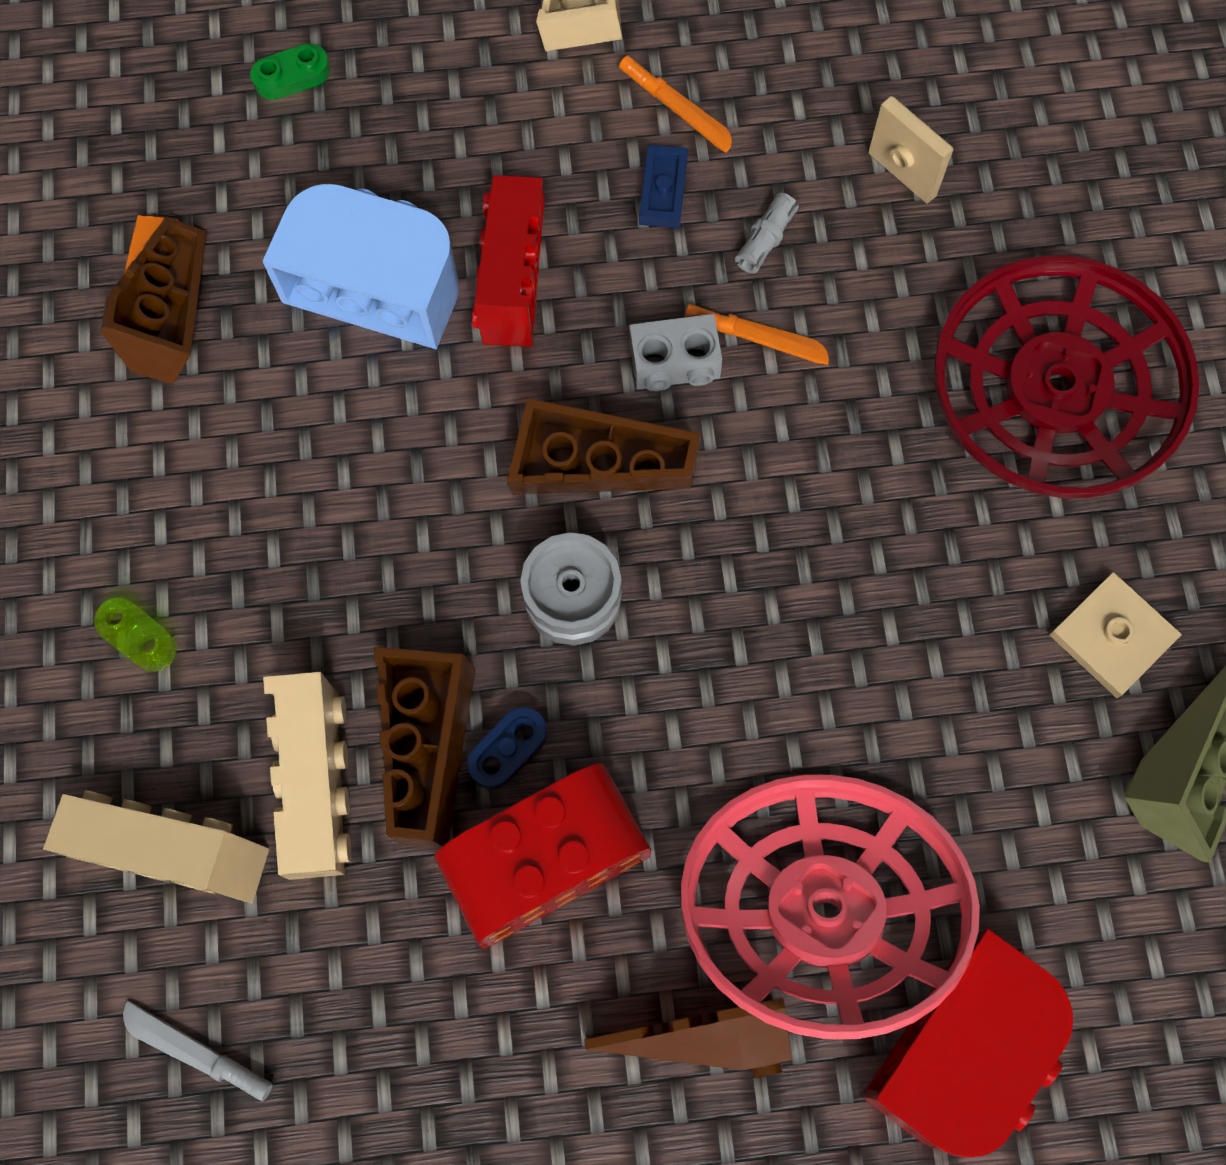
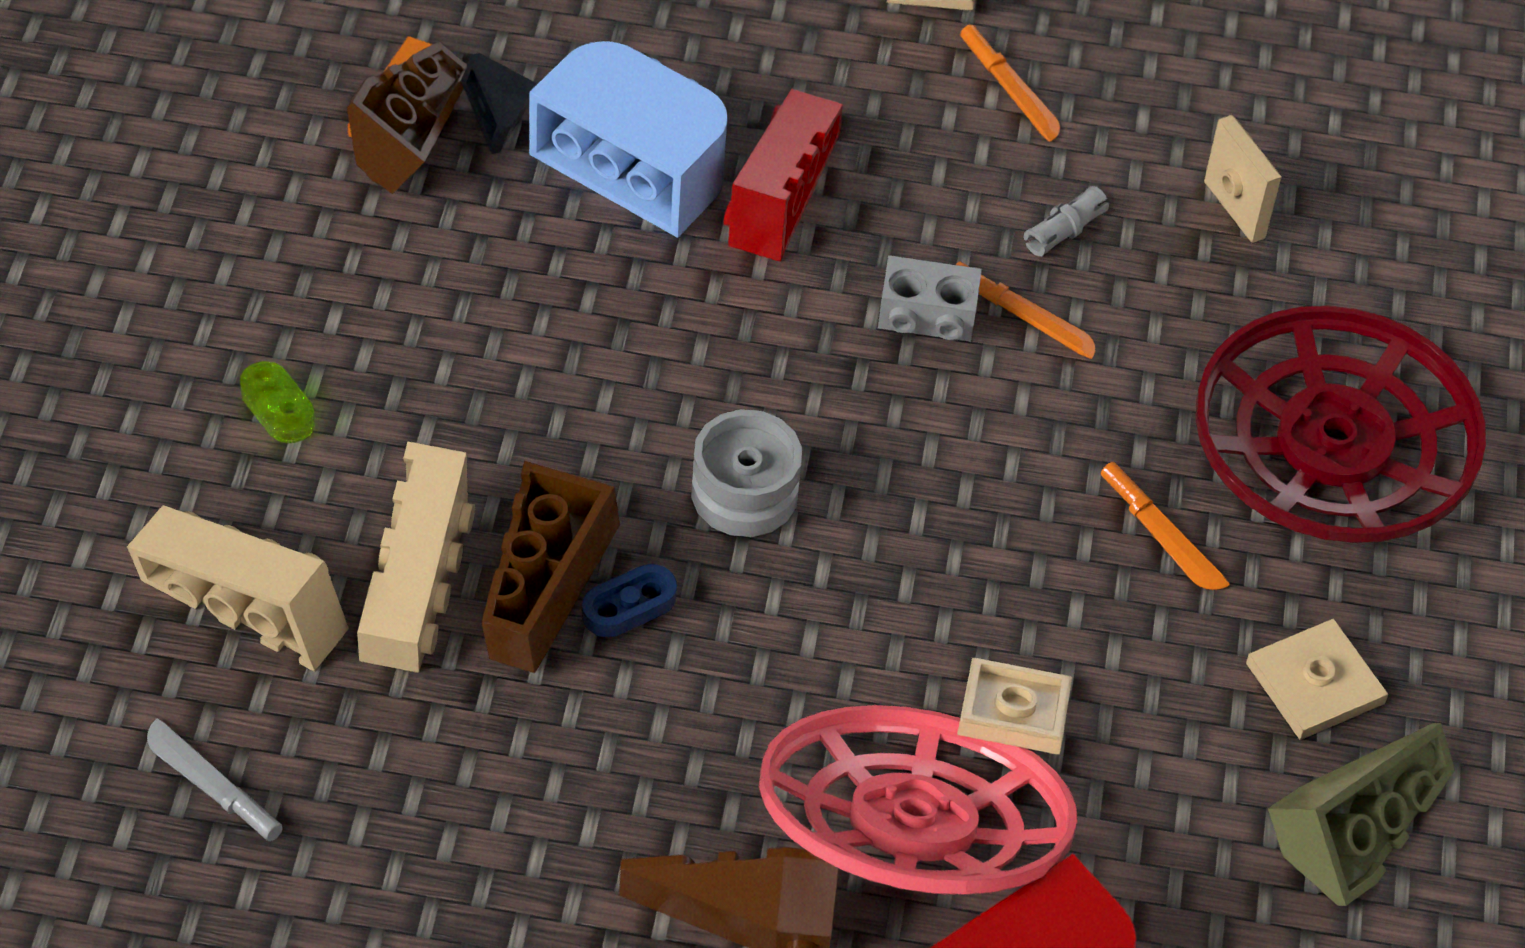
camera: 10 degrees right, 20 degrees down
(236, 259) = (496, 97): none -> black slope
(541, 854) = (633, 686): red brick -> none
(597, 452) = (817, 363): reddish brown wedge -> none
(663, 186) = (970, 151): dark blue plate -> none
(873, 751) = (1015, 706): none -> tan plate
(956, 534) = (1175, 543): none -> orange piece

